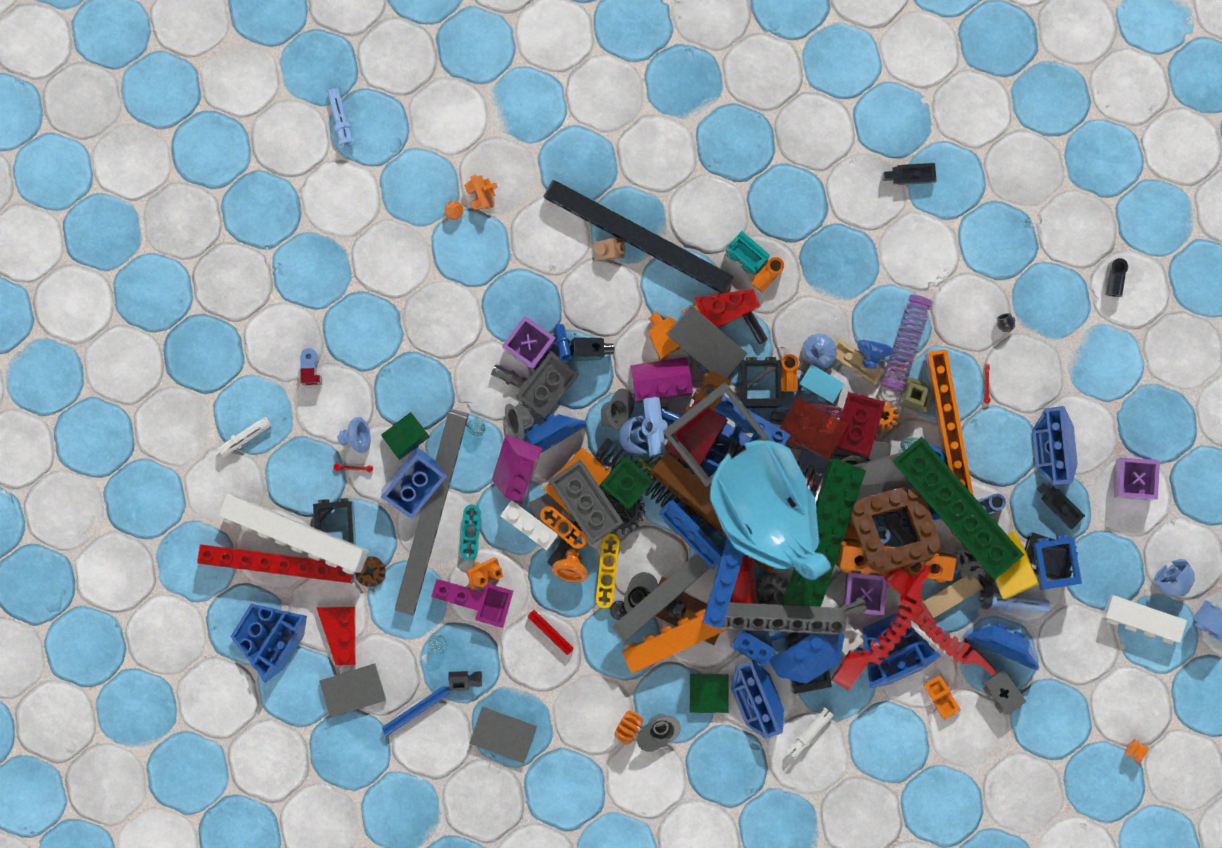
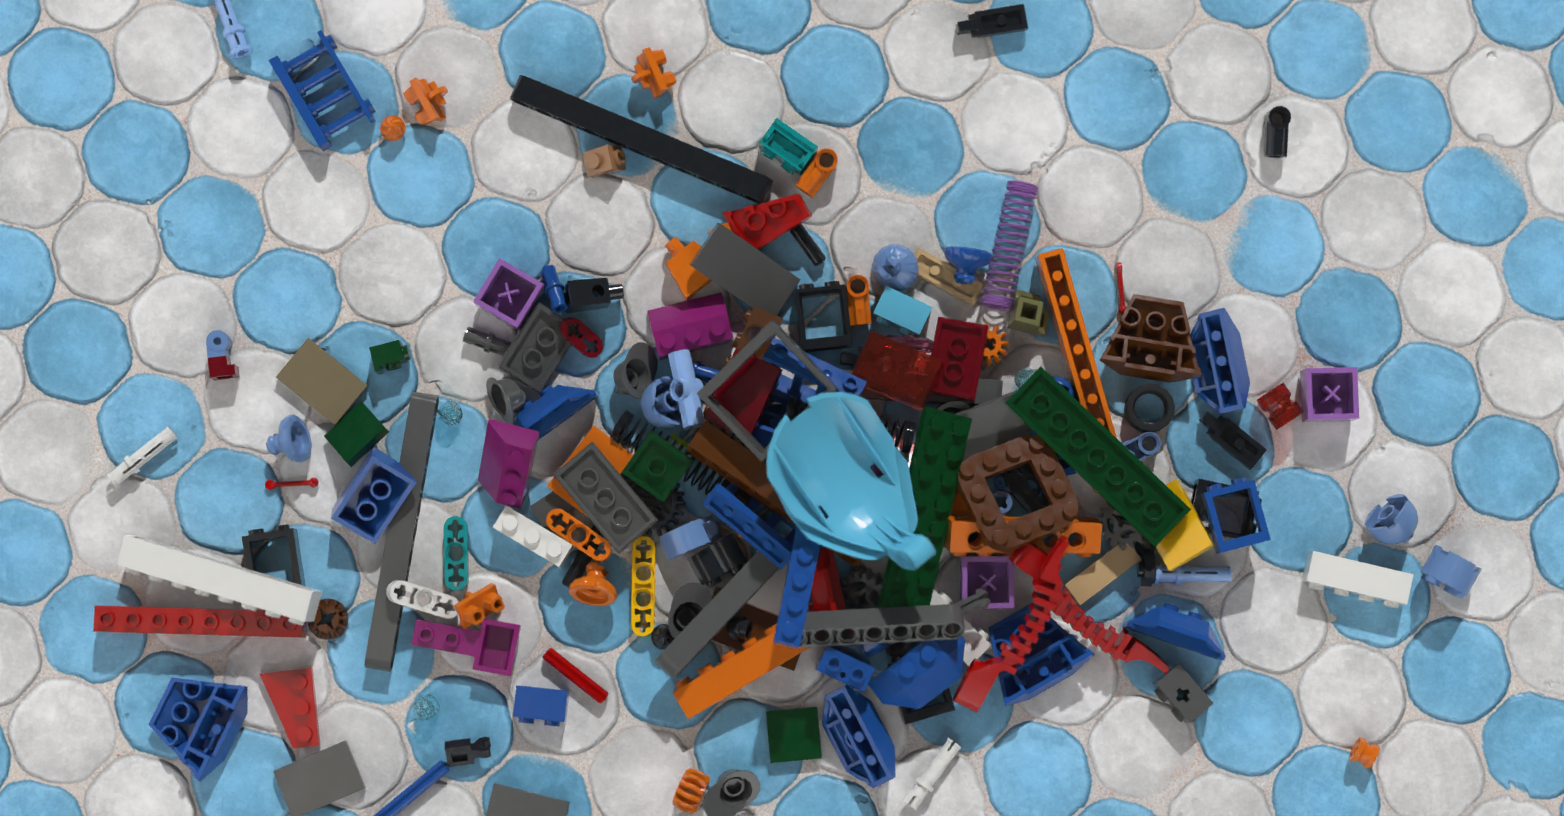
camera: 15 degrees left, 0 degrees up
(383, 394) = (322, 381): none -> dark tan tile
(386, 175) = (298, 90): none -> blue fence
(431, 553) = (403, 600): none -> white beam
(435, 380) = (389, 356): none -> dark green brick
(522, 651) = (540, 704): none -> blue brick
(575, 383) = (585, 333): none -> dark red beam
(646, 537) = (690, 537): none -> medium blue brick
(649, 187) = (650, 74): none -> orange hips
(665, 557) = (717, 561): none -> black brick
(942, 697) = (1102, 709): orange slope -> none
(999, 461) = (1167, 401): none -> black tyre
(1006, 322) = (1137, 205): black plate -> none
(1007, 426) = (1153, 342): none -> reddish brown wedge
(1105, 486) = (1279, 415): none -> clear red wheel

